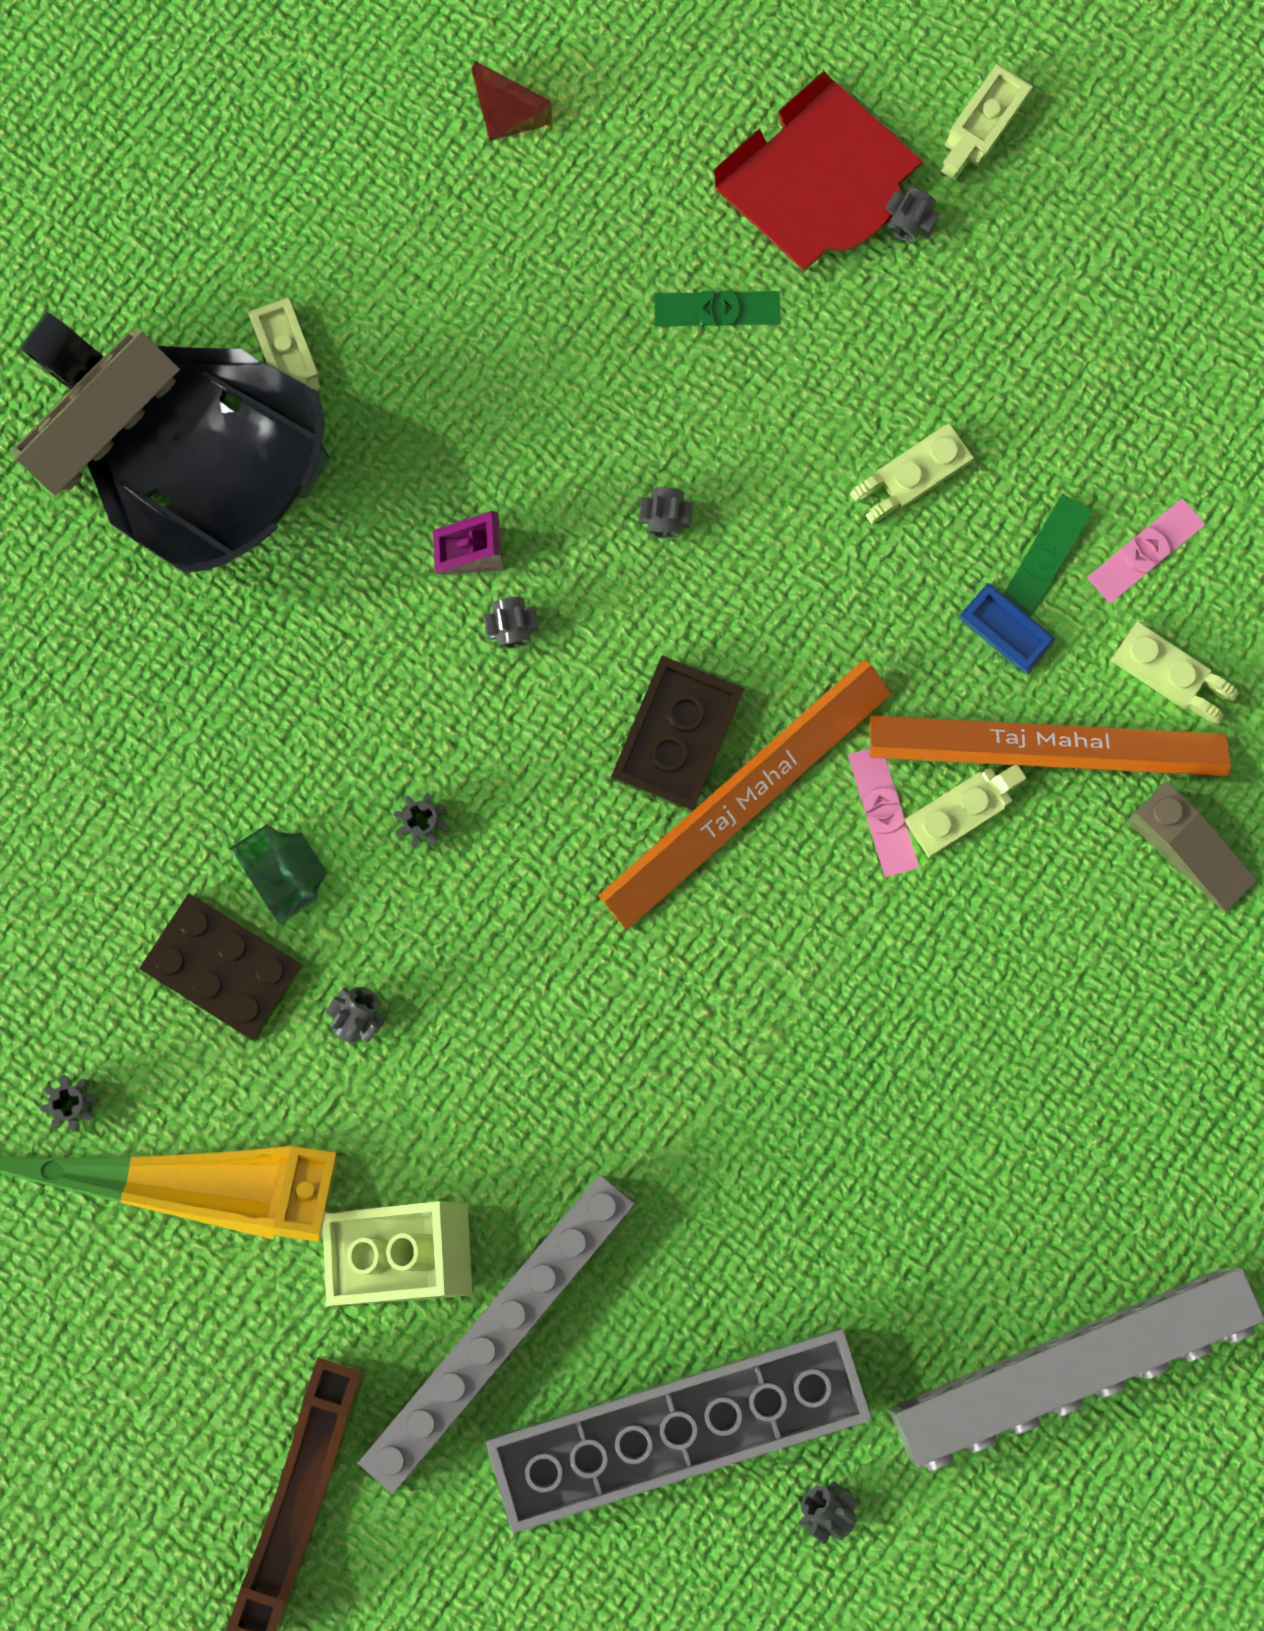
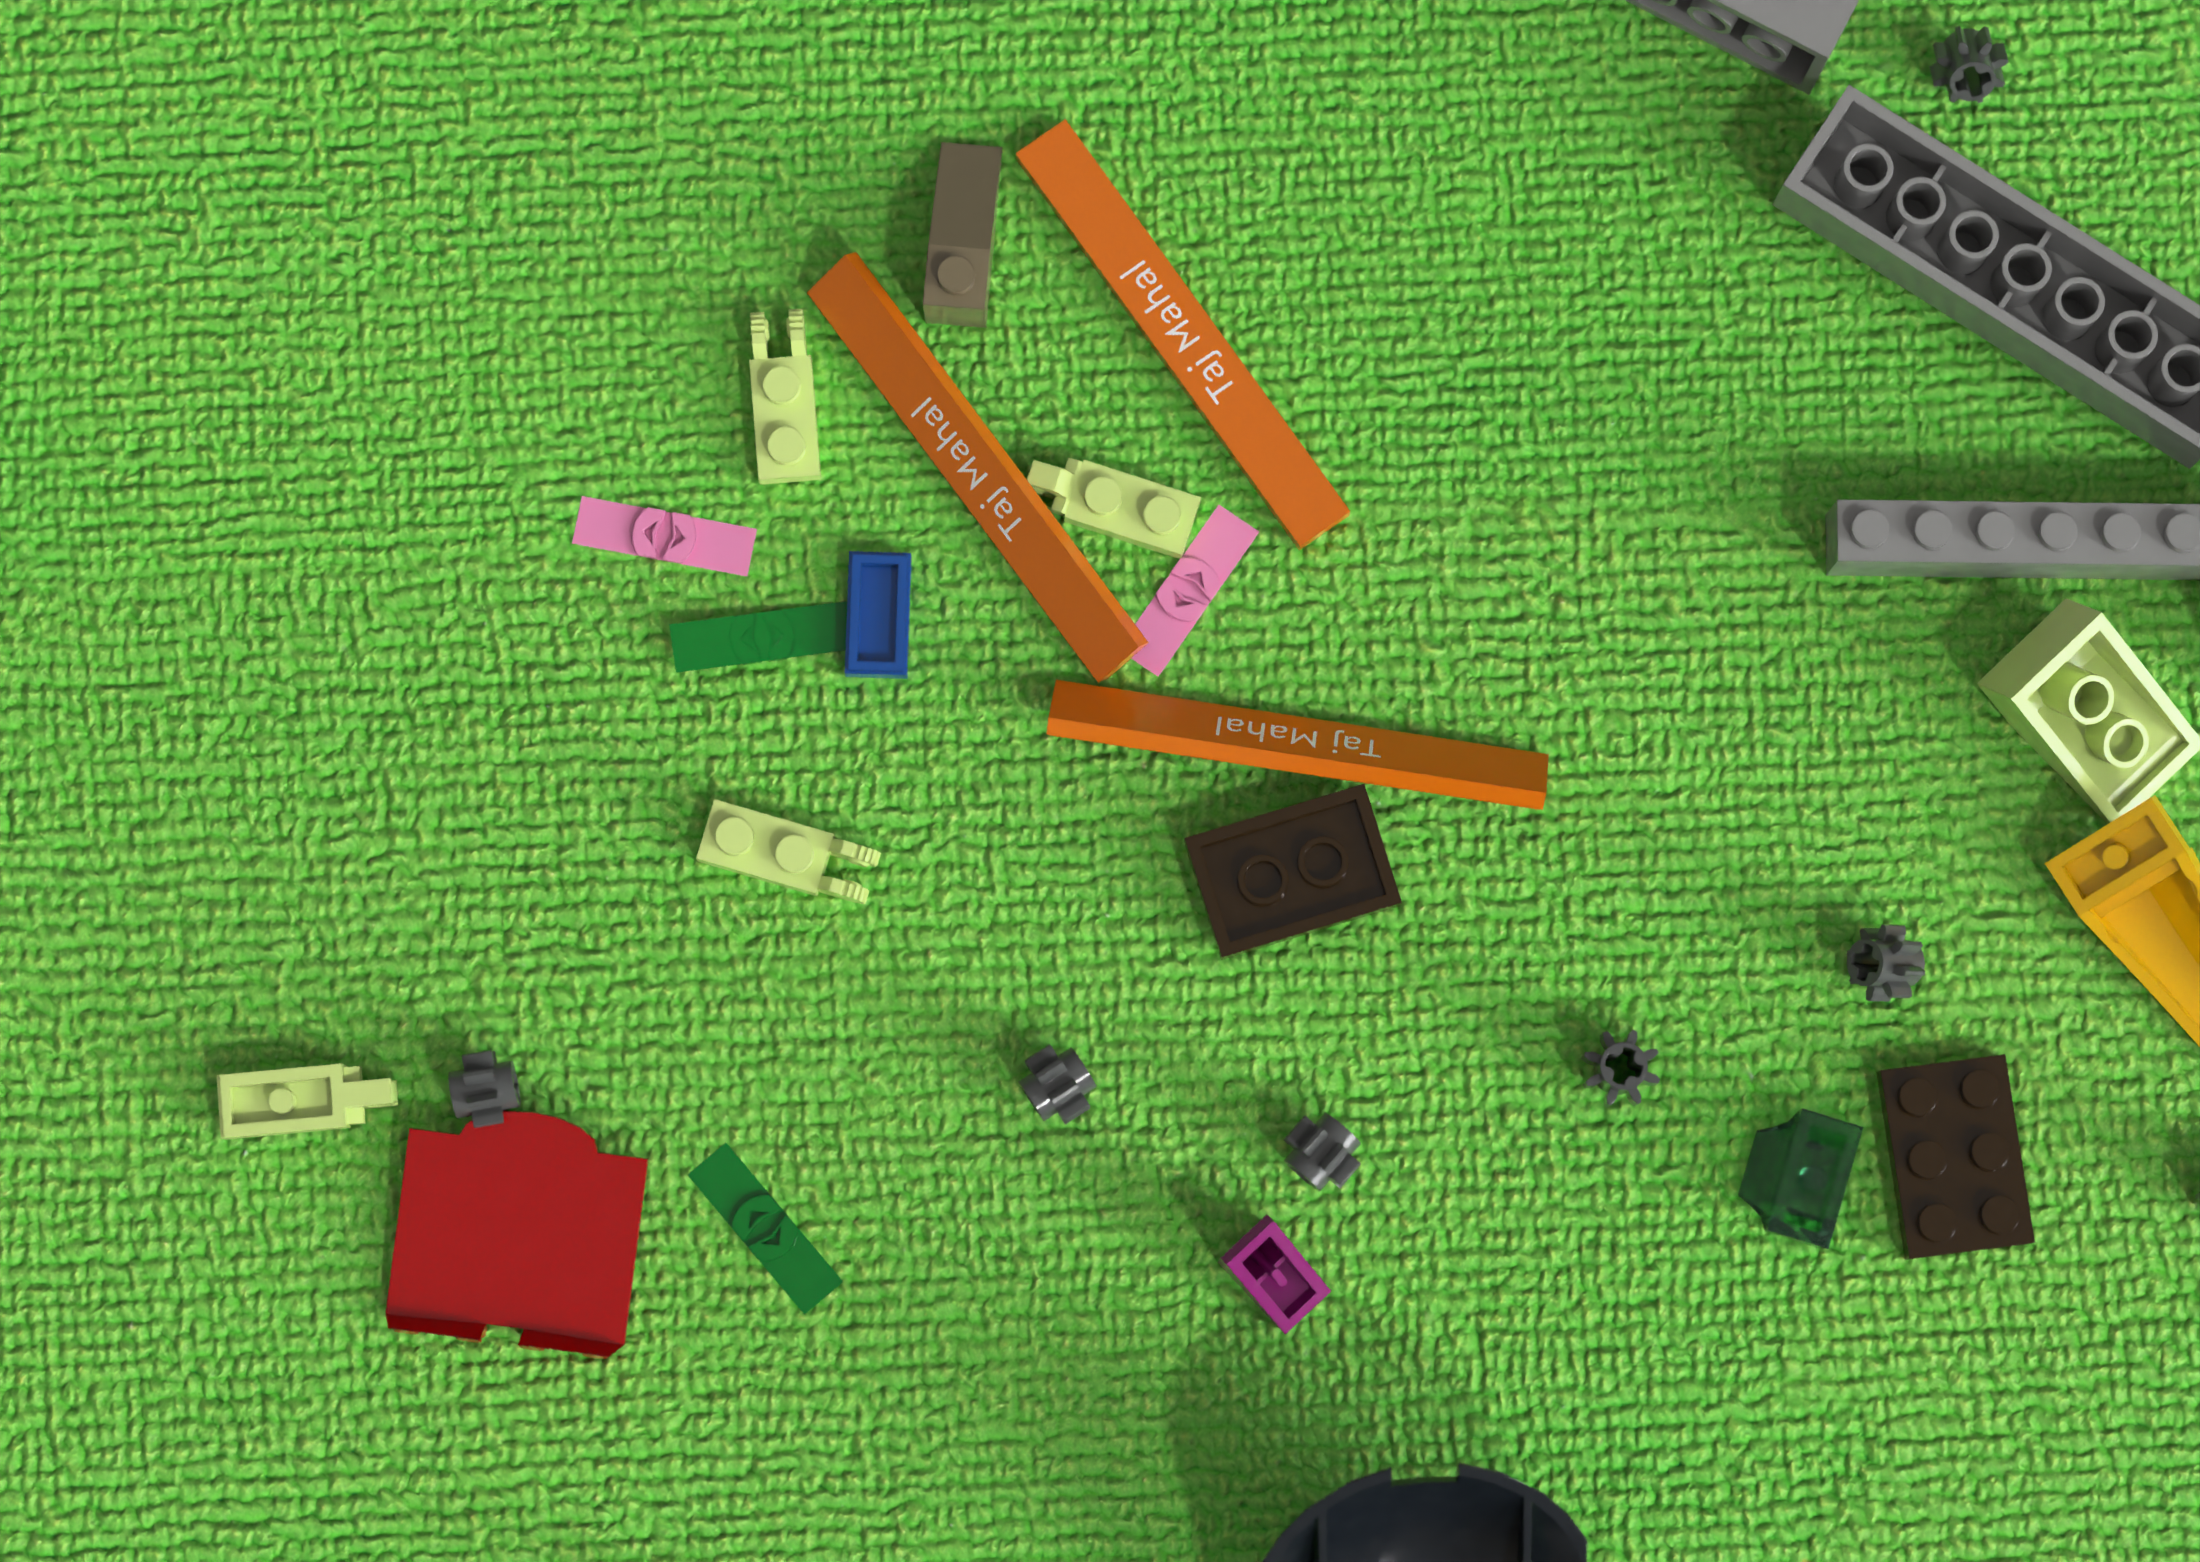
camera: 130 degrees left, 0 degrees up
(1035, 924) = (1182, 334): none -> orange tile

